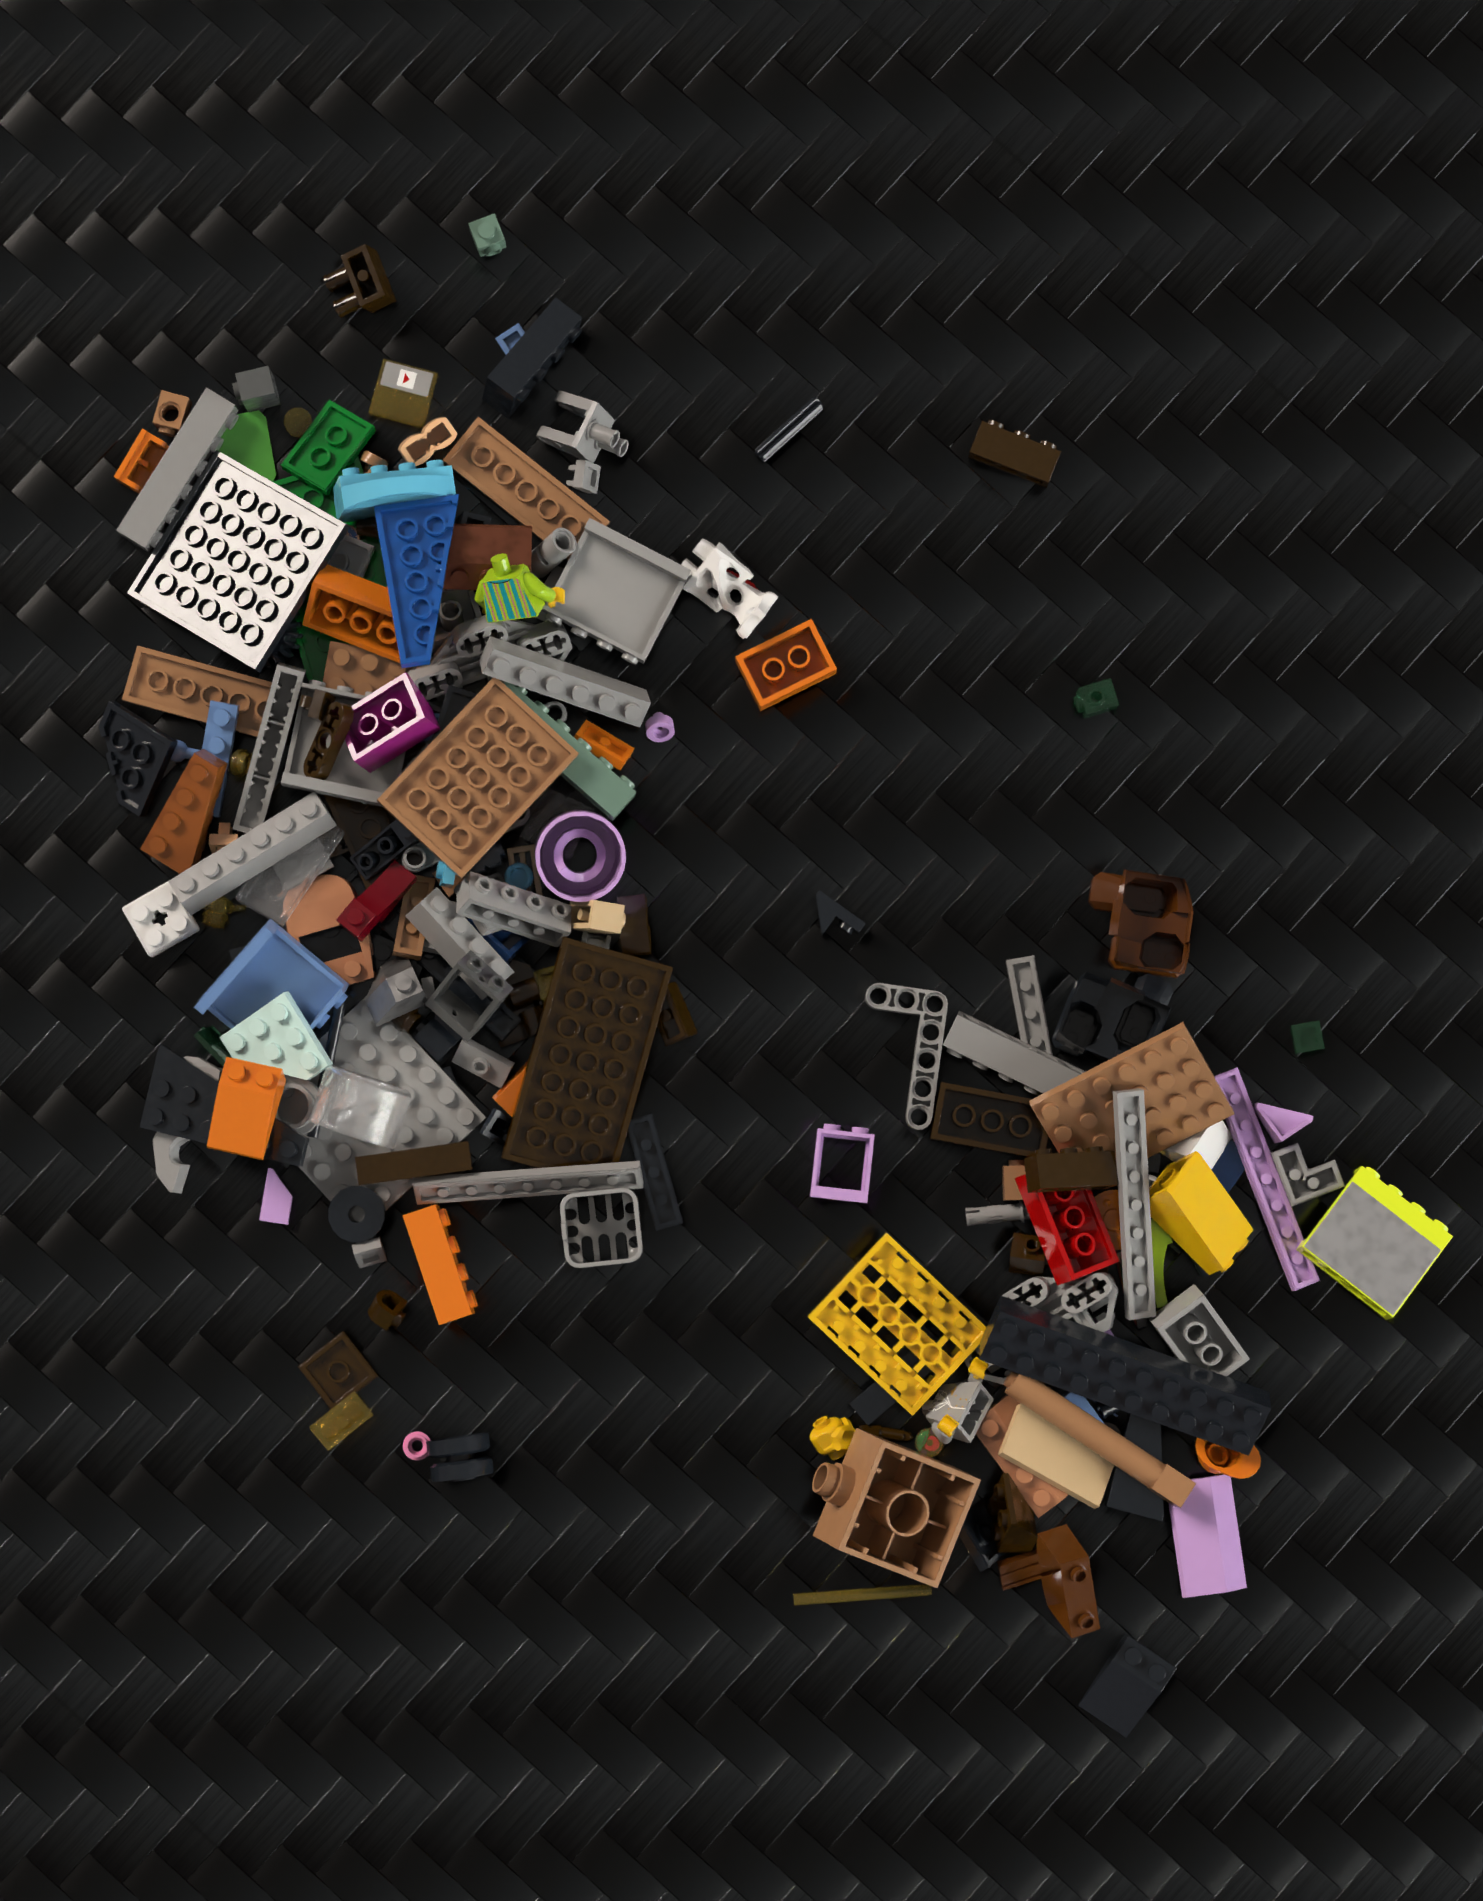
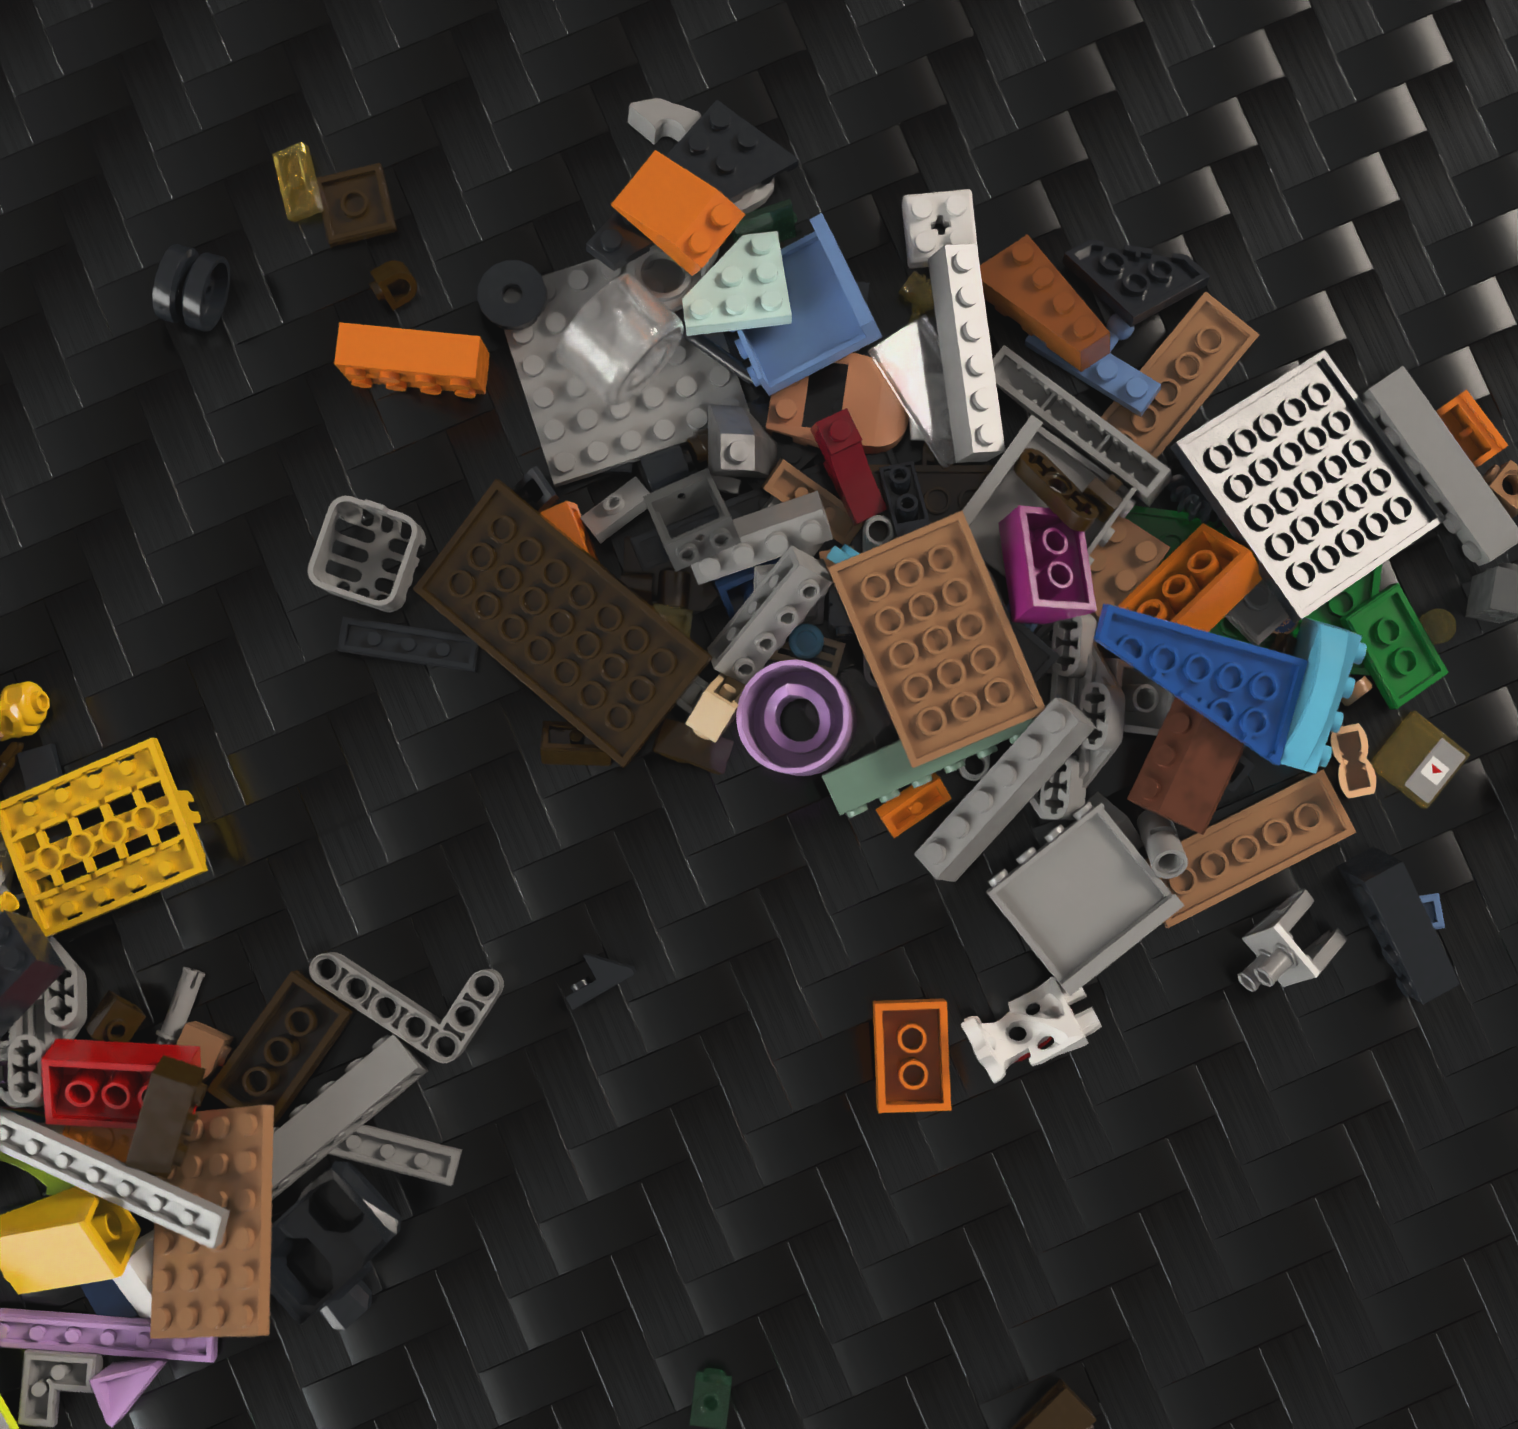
camera: 120 degrees right, 0 degrees up
(223, 838) = (999, 334): light nougat tile -> none
(240, 762) = (1077, 388): clear yellow plate -> none
(250, 444) = (1434, 562): bright green piece -> none
(276, 1200) = (570, 218): lavender tile -> none
(369, 1252) = (466, 292): light grey tile -> none
(408, 1449) = (231, 243): bright pink plate -> none
(413, 1163) = (536, 384): dark brown tile -> none
(513, 592) = (1135, 777): lime torso -> none
(527, 1182) = (458, 498): light grey tile -> none
(585, 476) = (1232, 924): light grey tile -> none
(659, 727) = (904, 877): lavender tile -> none
(788, 429) = (1185, 1184): black axle -> none
(857, 1134) = (285, 839): lavender window -> none
(1147, 921) = (419, 1345): reddish brown piece -> none

